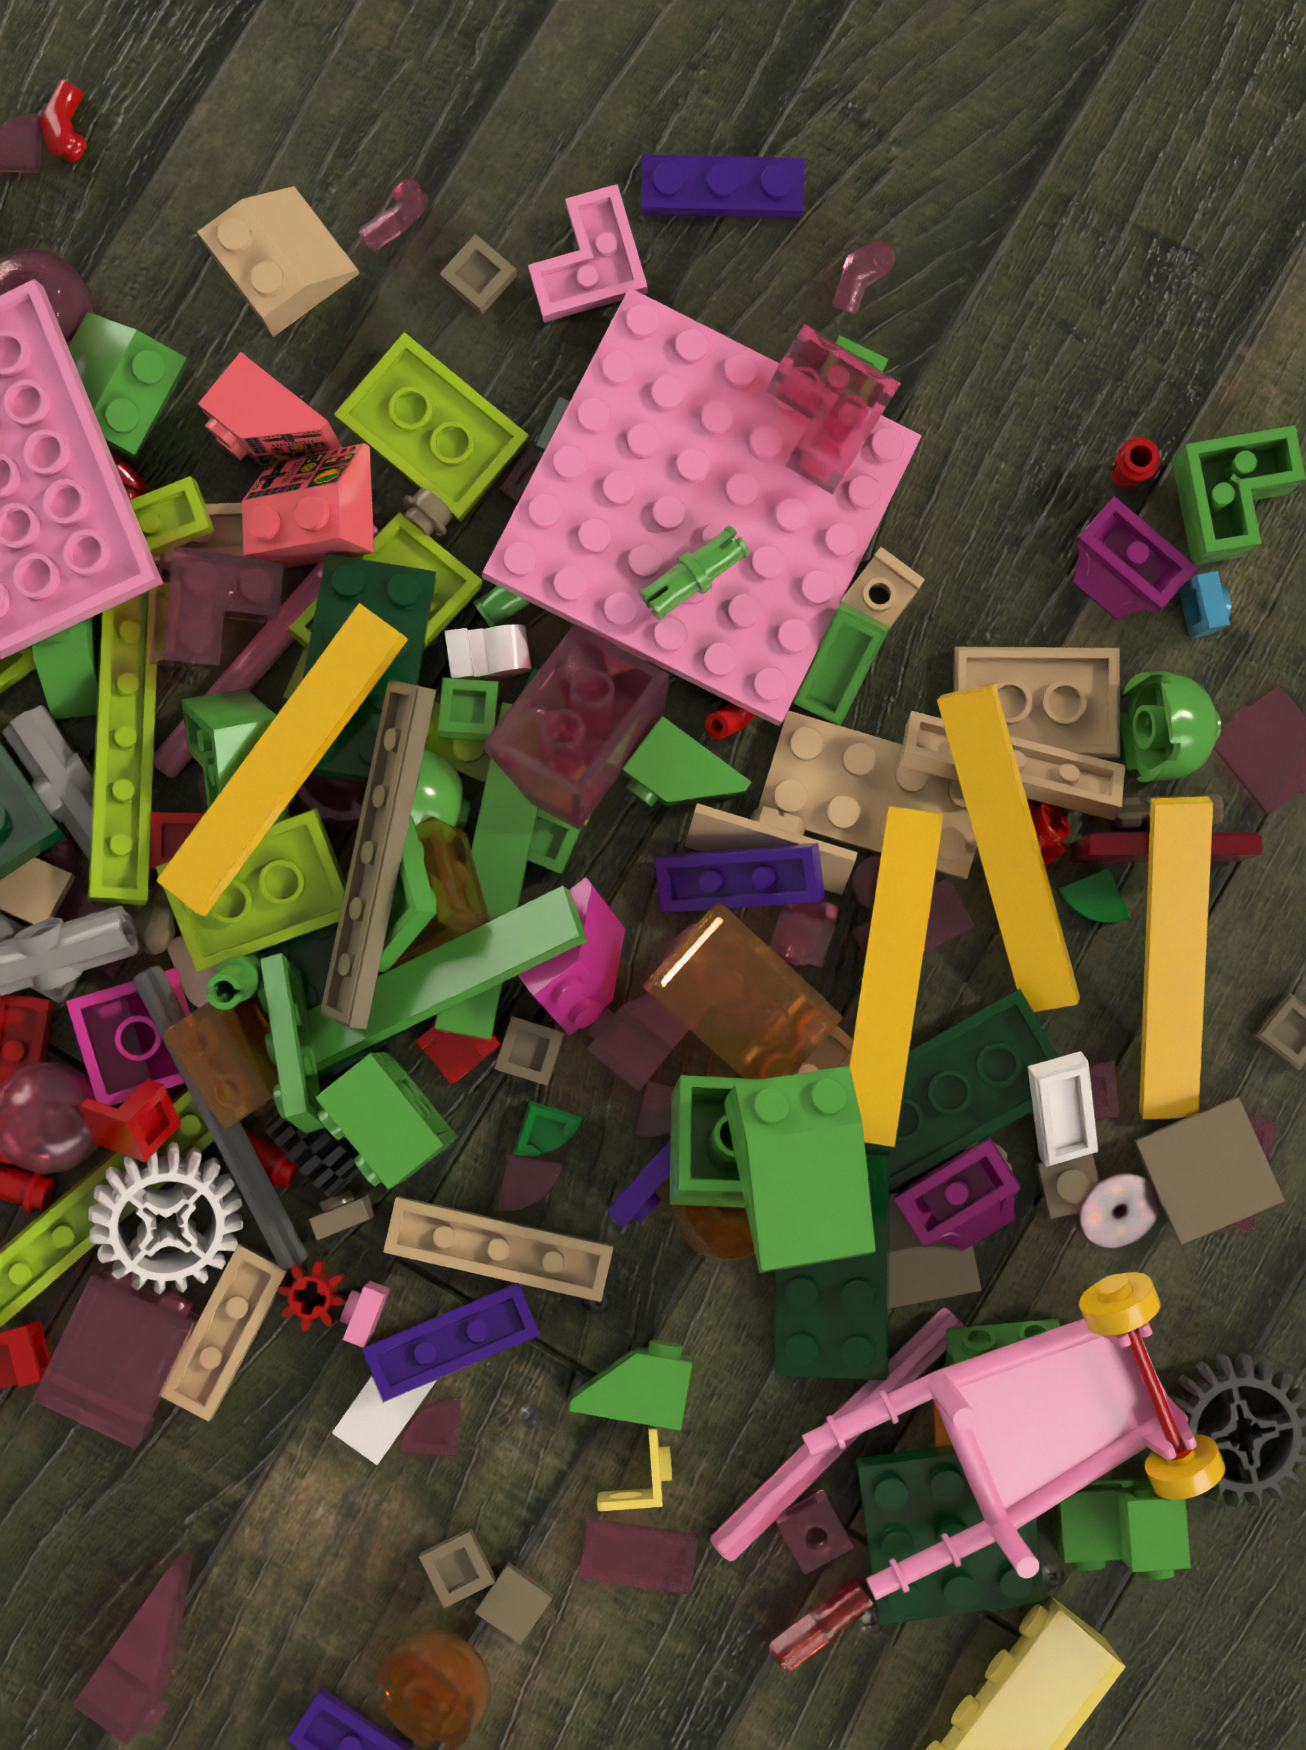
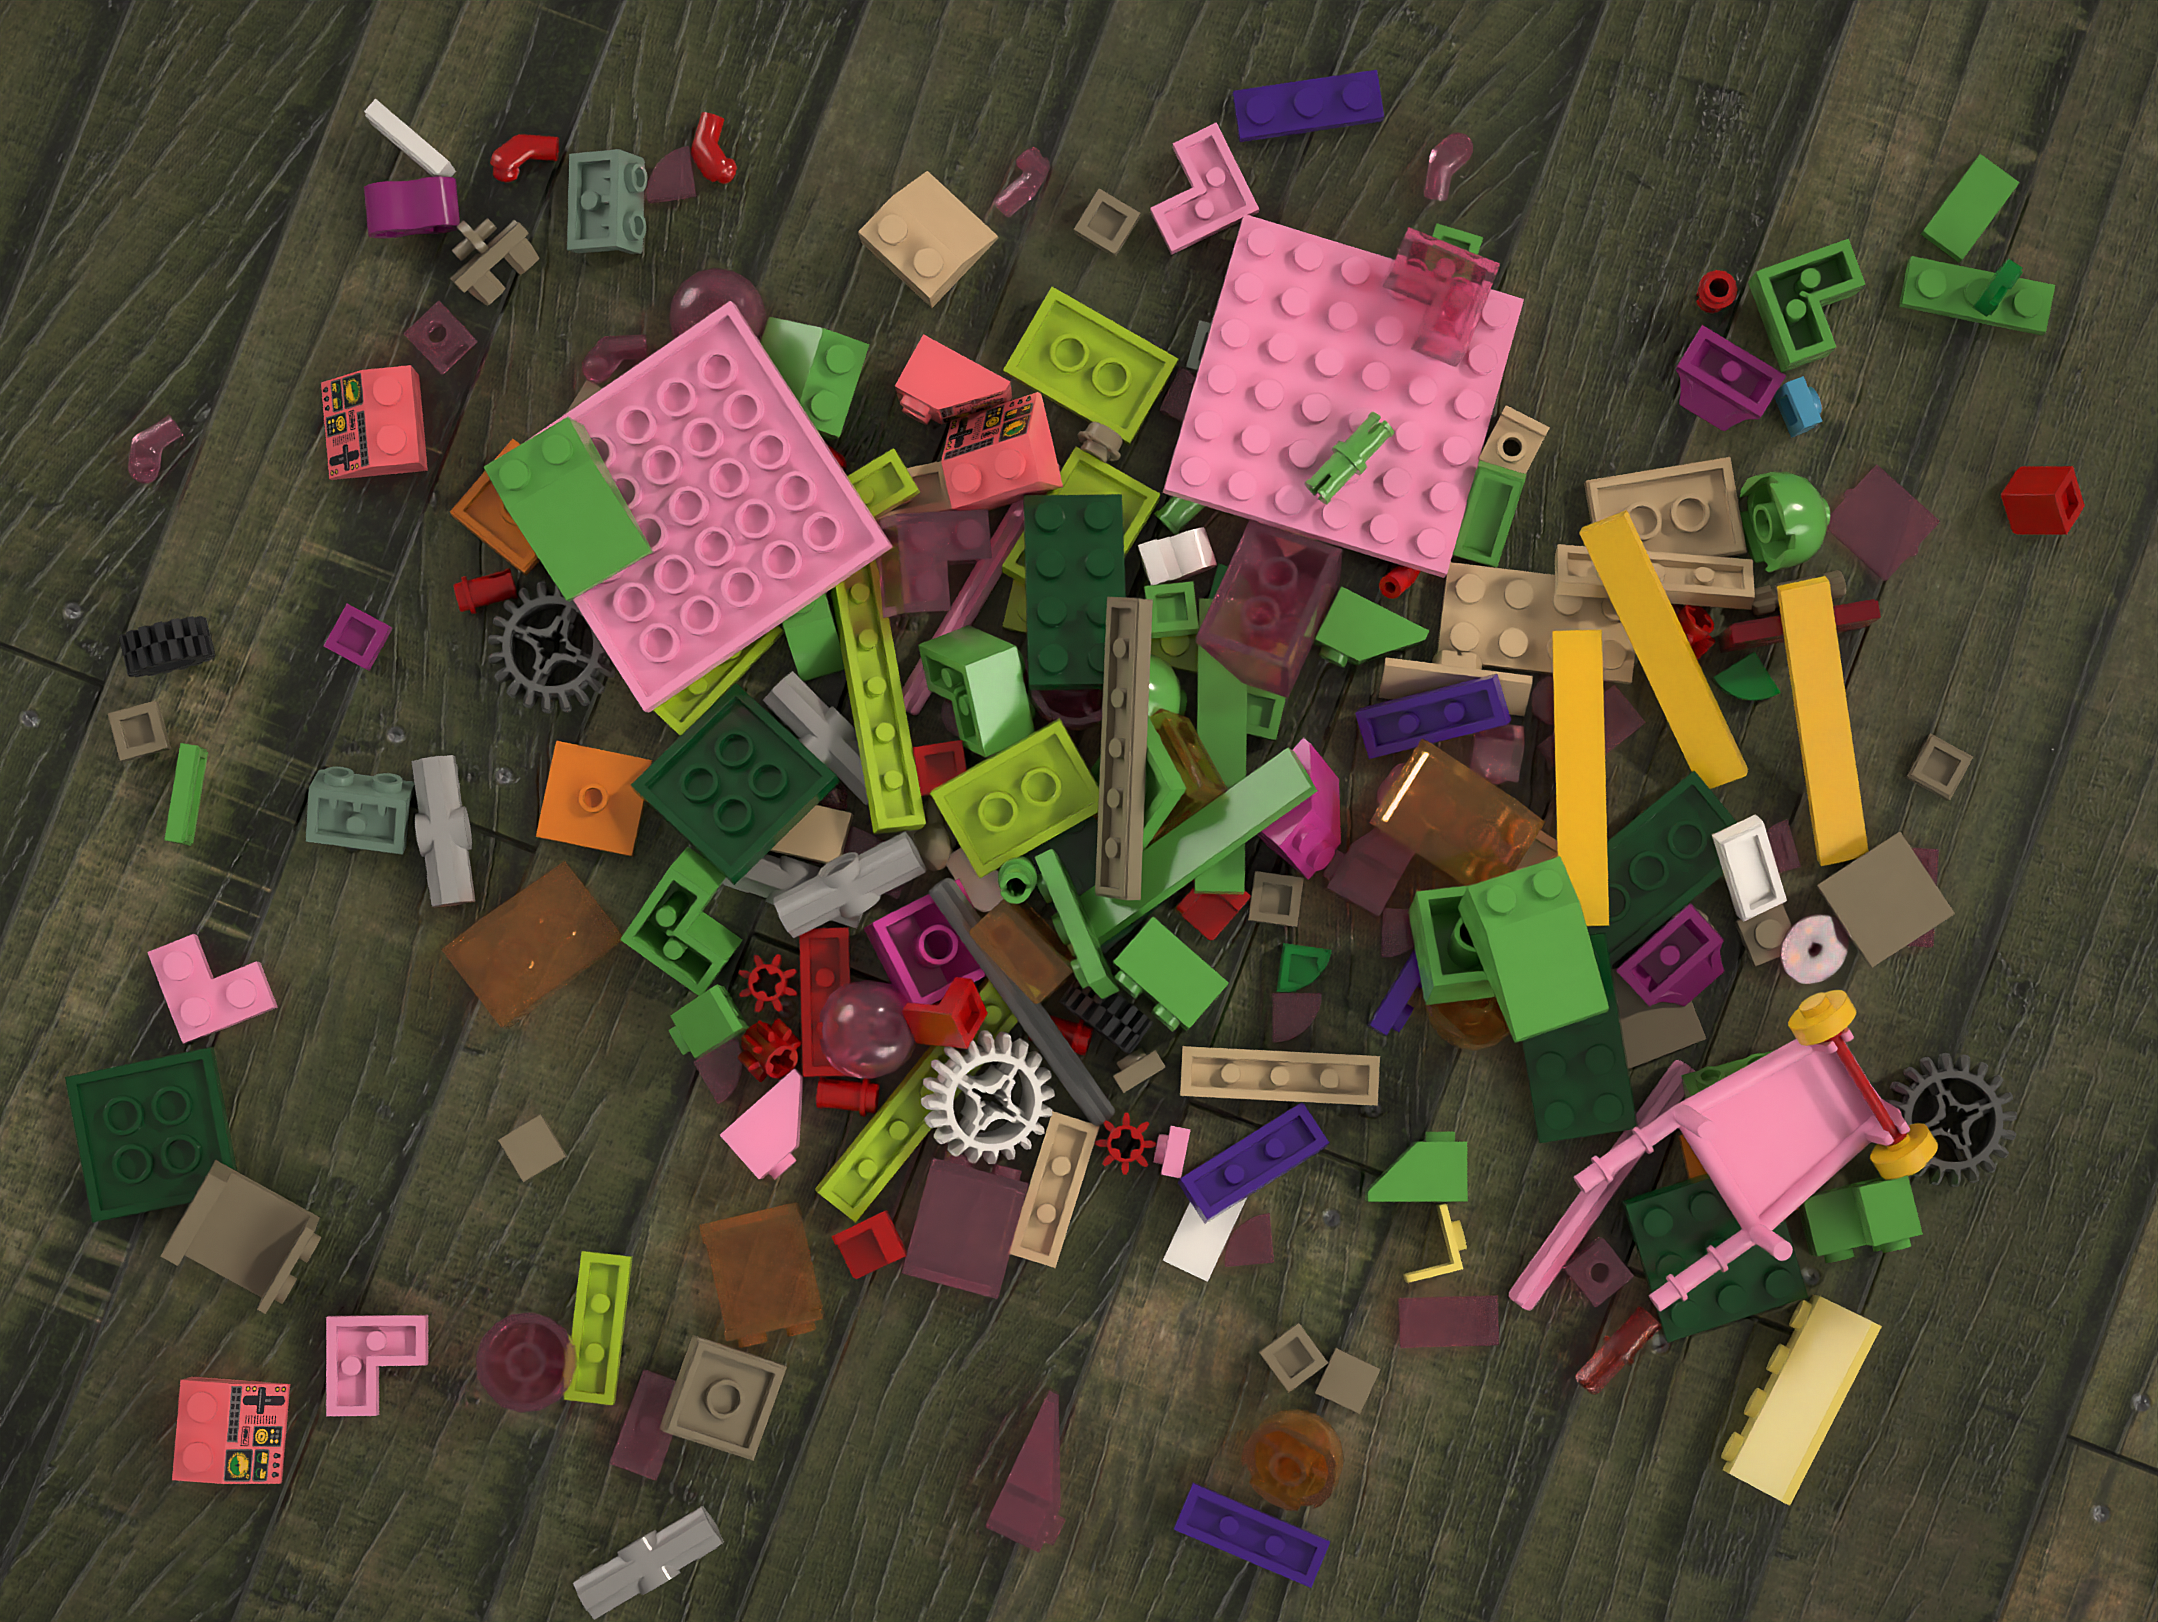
camera: 10 degrees left, 0 degrees up
(281, 760) = (1027, 681): yellow tile -> none

